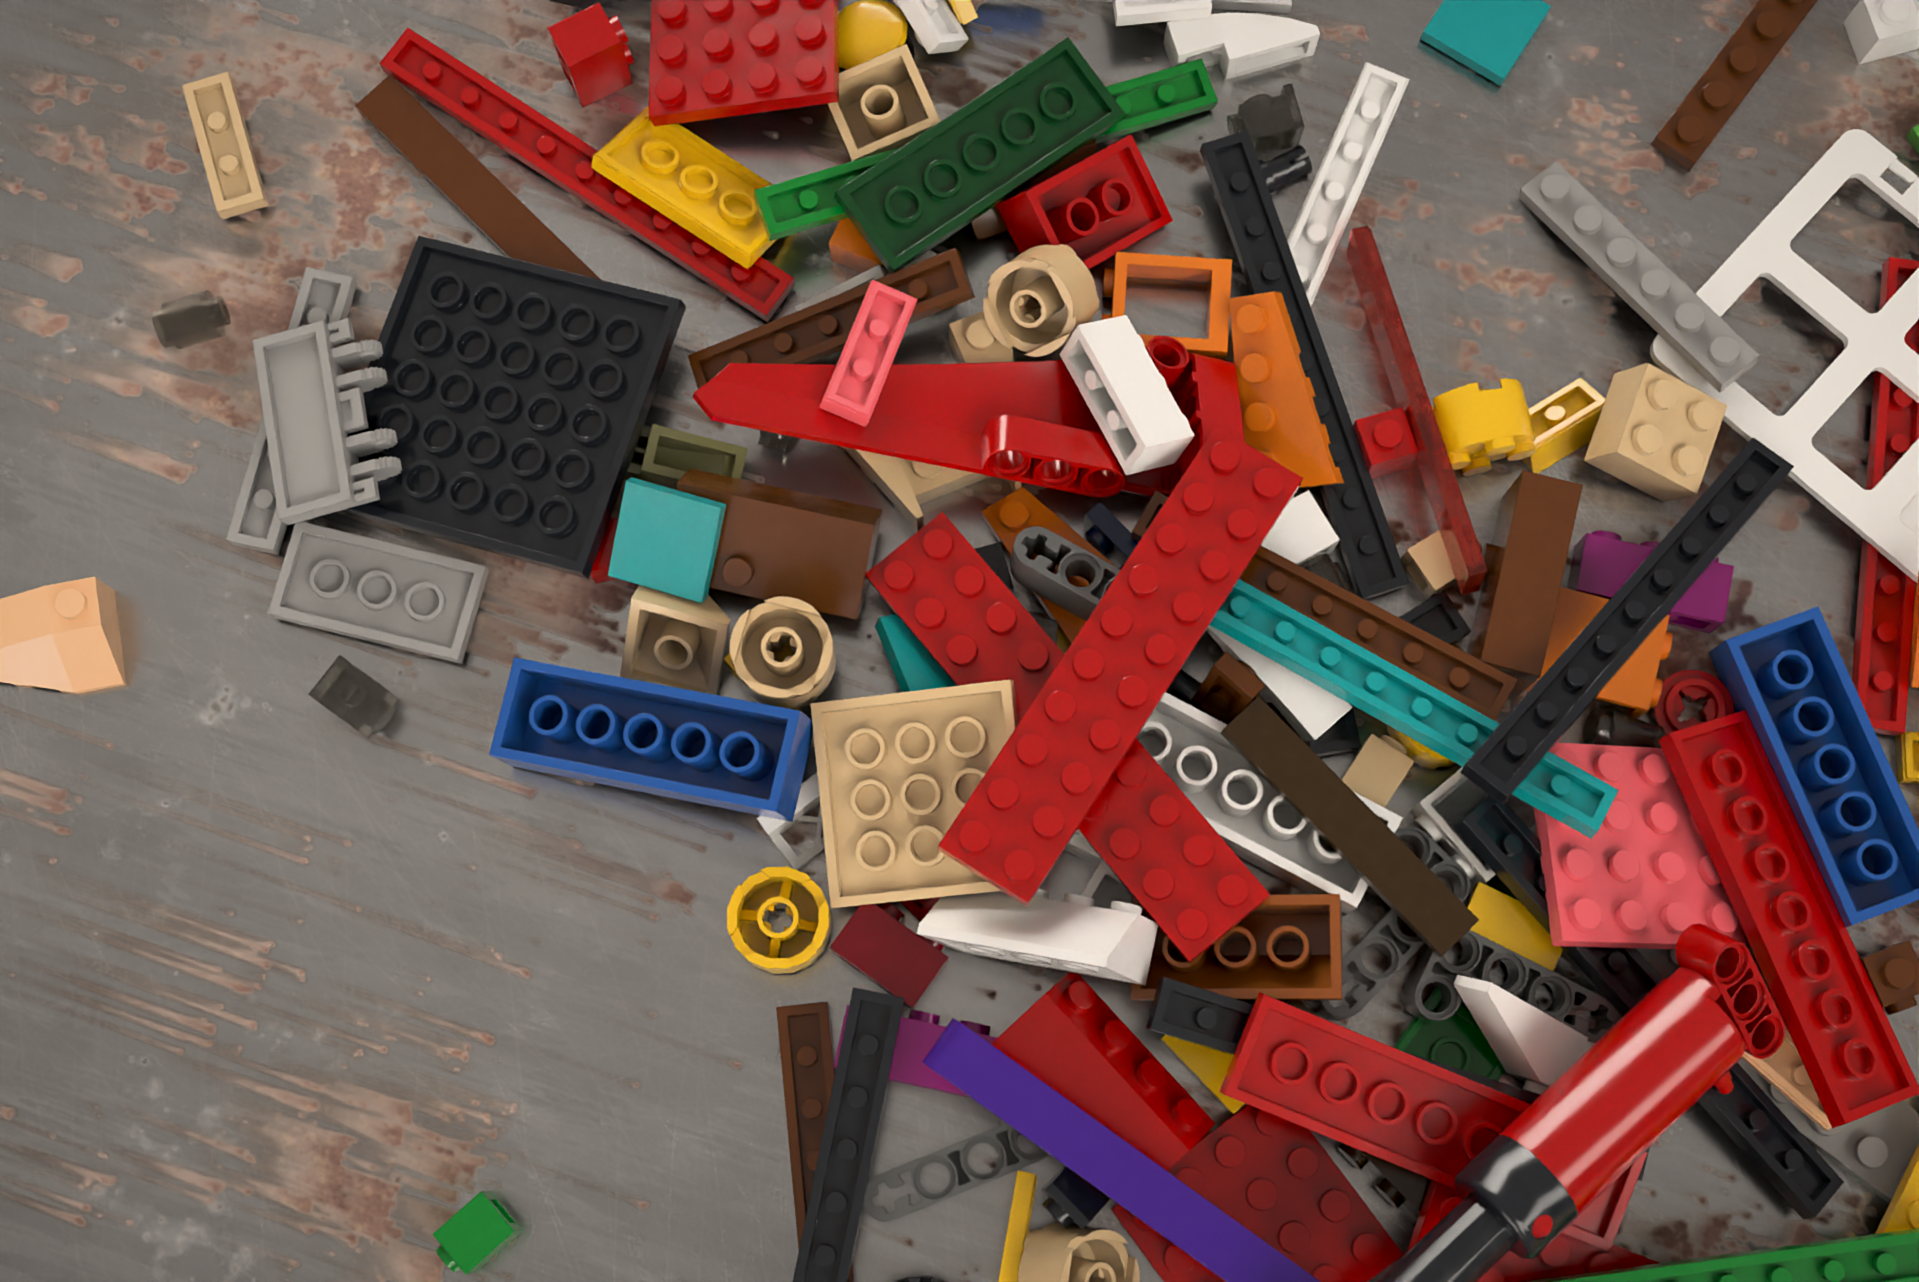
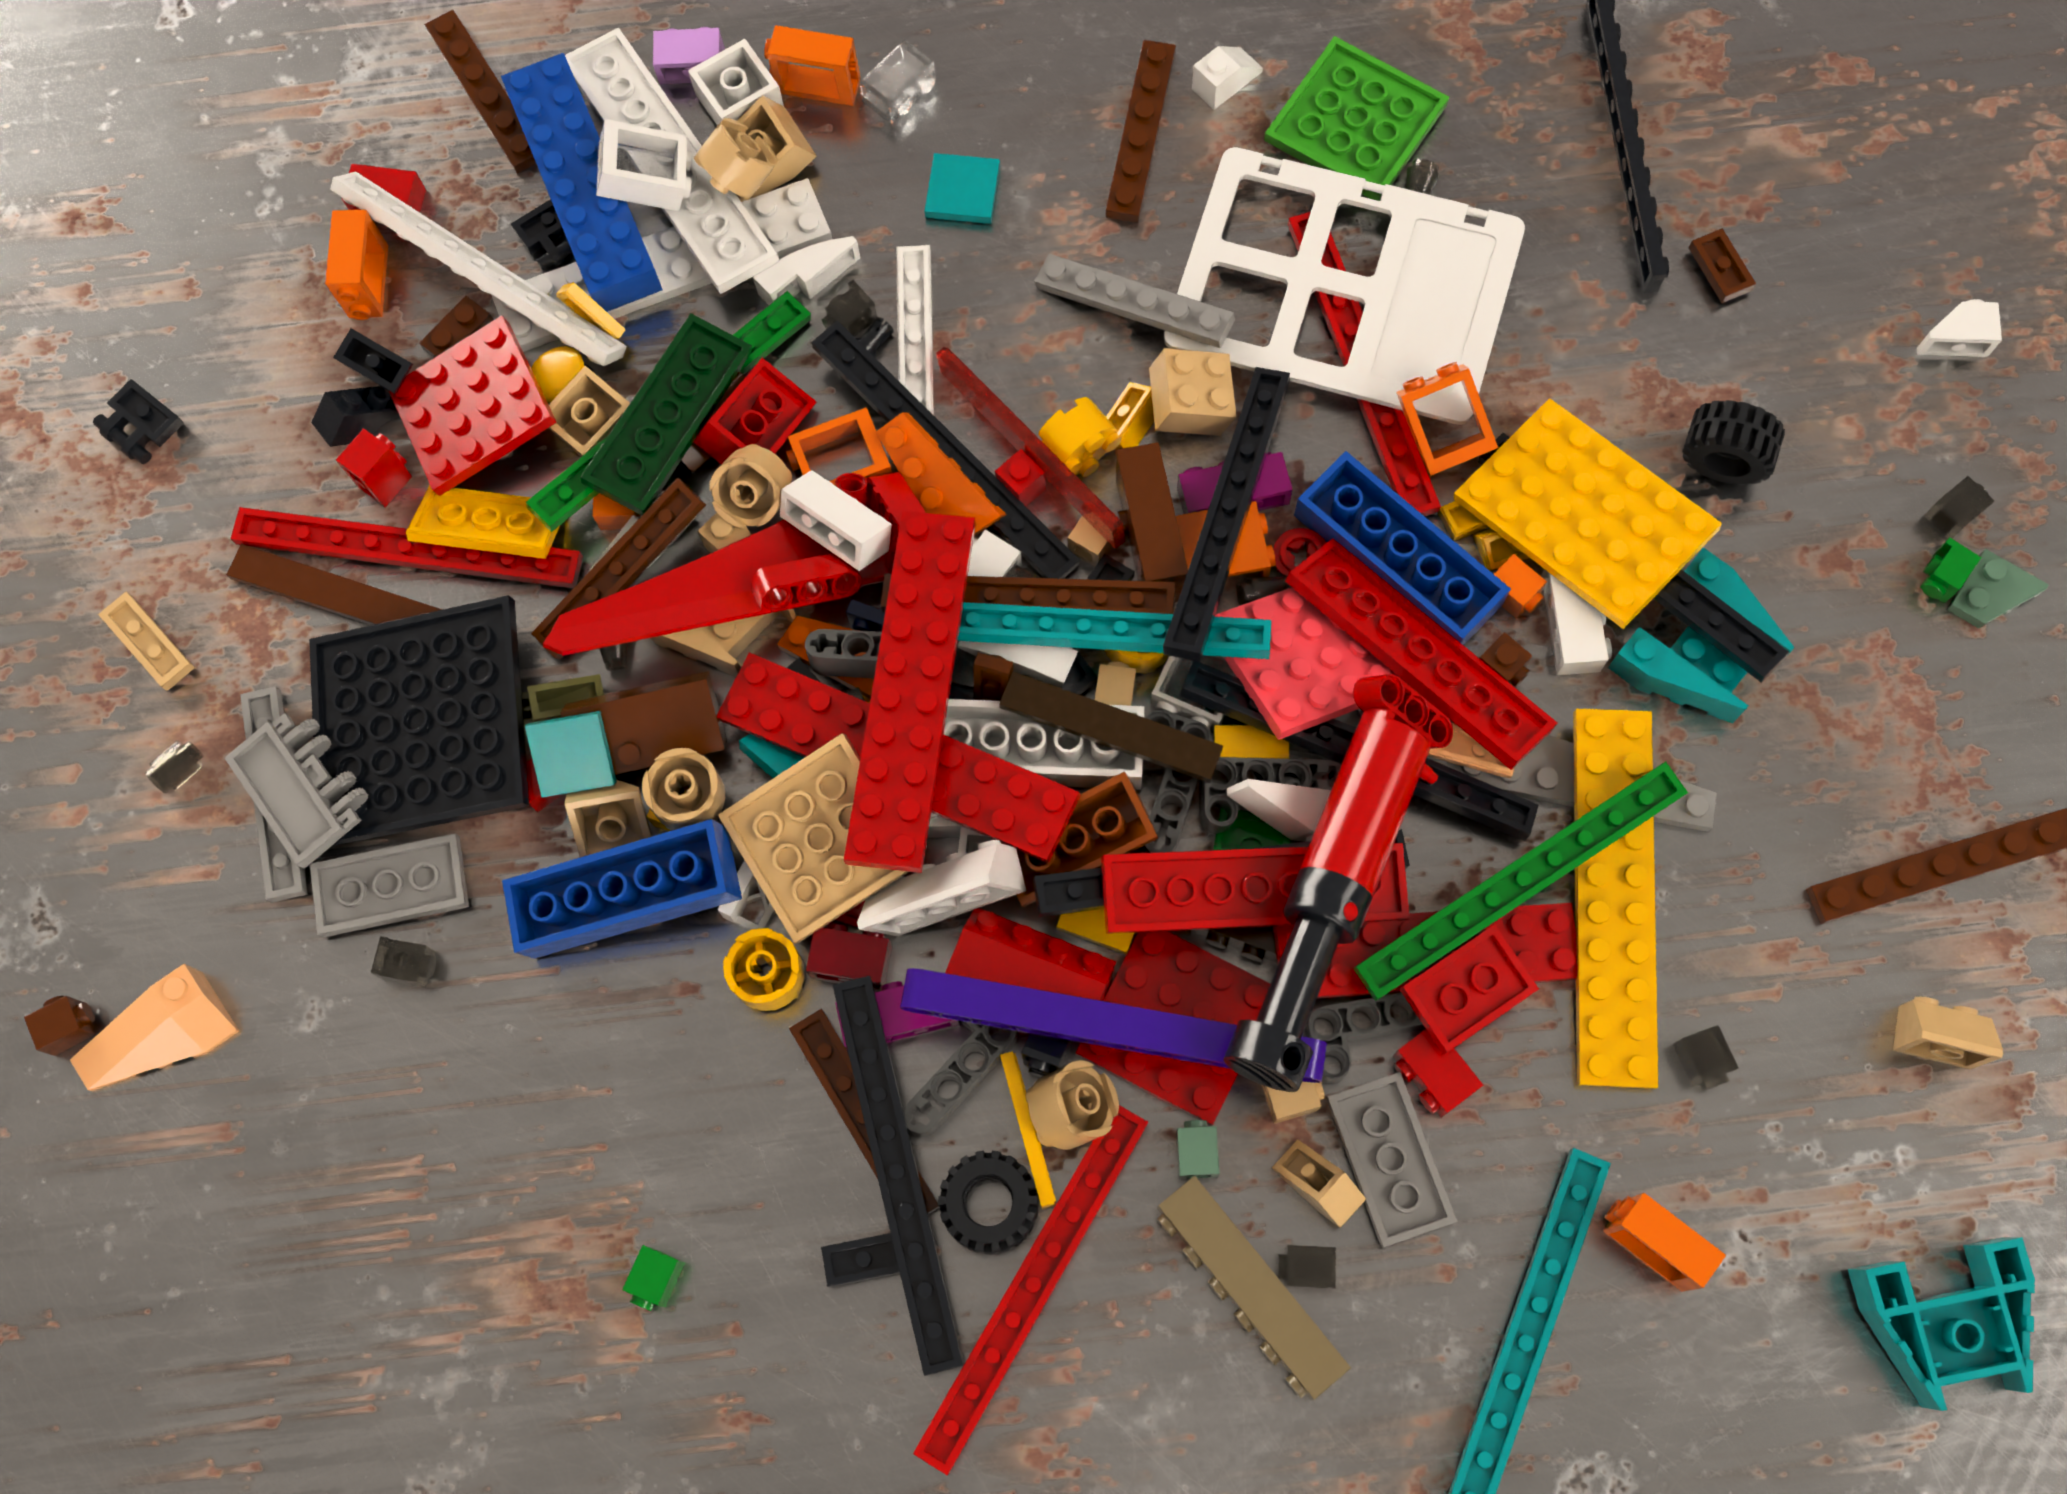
camera: 20 degrees left, 5 degrees down
(868, 353) = (650, 570): coral tile -> none

